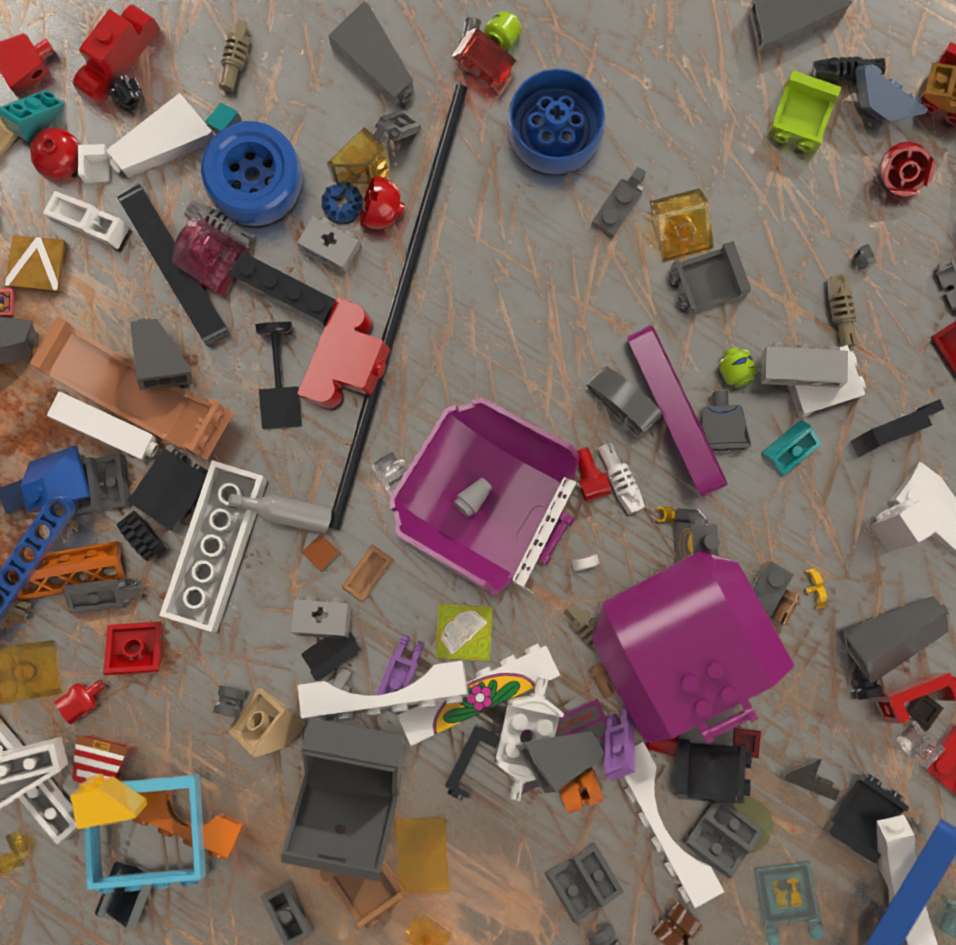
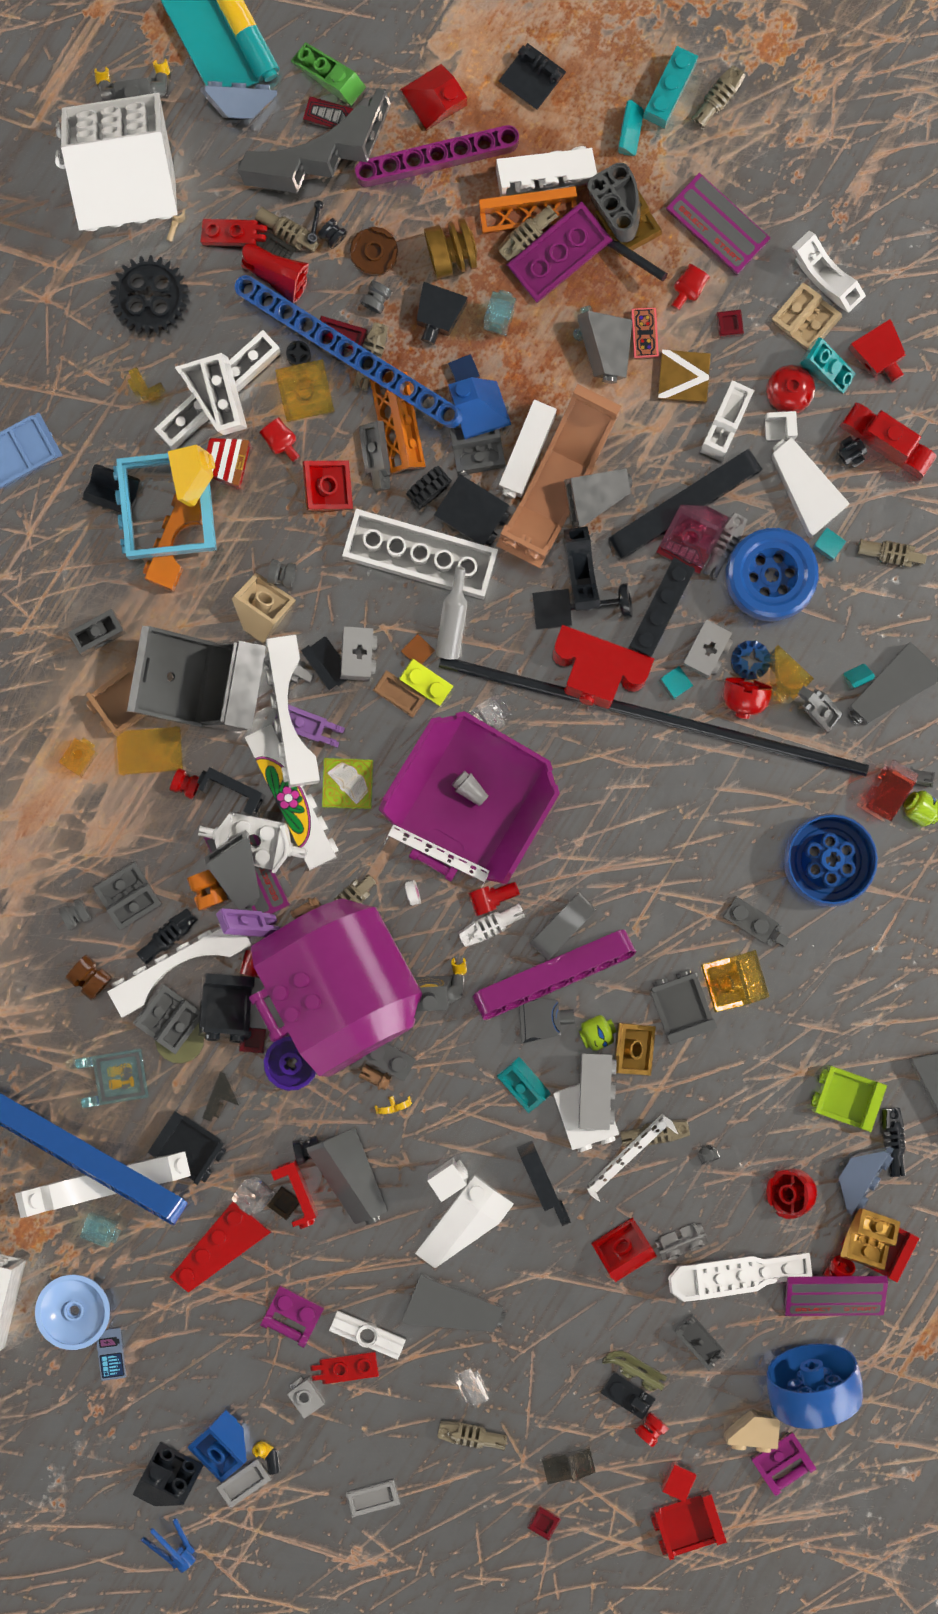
camera: 85 degrees right, 5 degrees up
(237, 375) = (581, 568): none -> black arch
(355, 544) = (425, 682): none -> neon yellow plate
(363, 92) = (858, 676): none -> teal slope
(364, 279) = (676, 682): none -> teal slope
(459, 816) = (183, 783): none -> red wheel
(630, 837) = (166, 936): none -> black hinge
(752, 330) = (634, 1048): none -> pearl gold slope
(788, 704) = (280, 1072): none -> dark purple wheel
(871, 340) = (616, 1167): none -> white piece

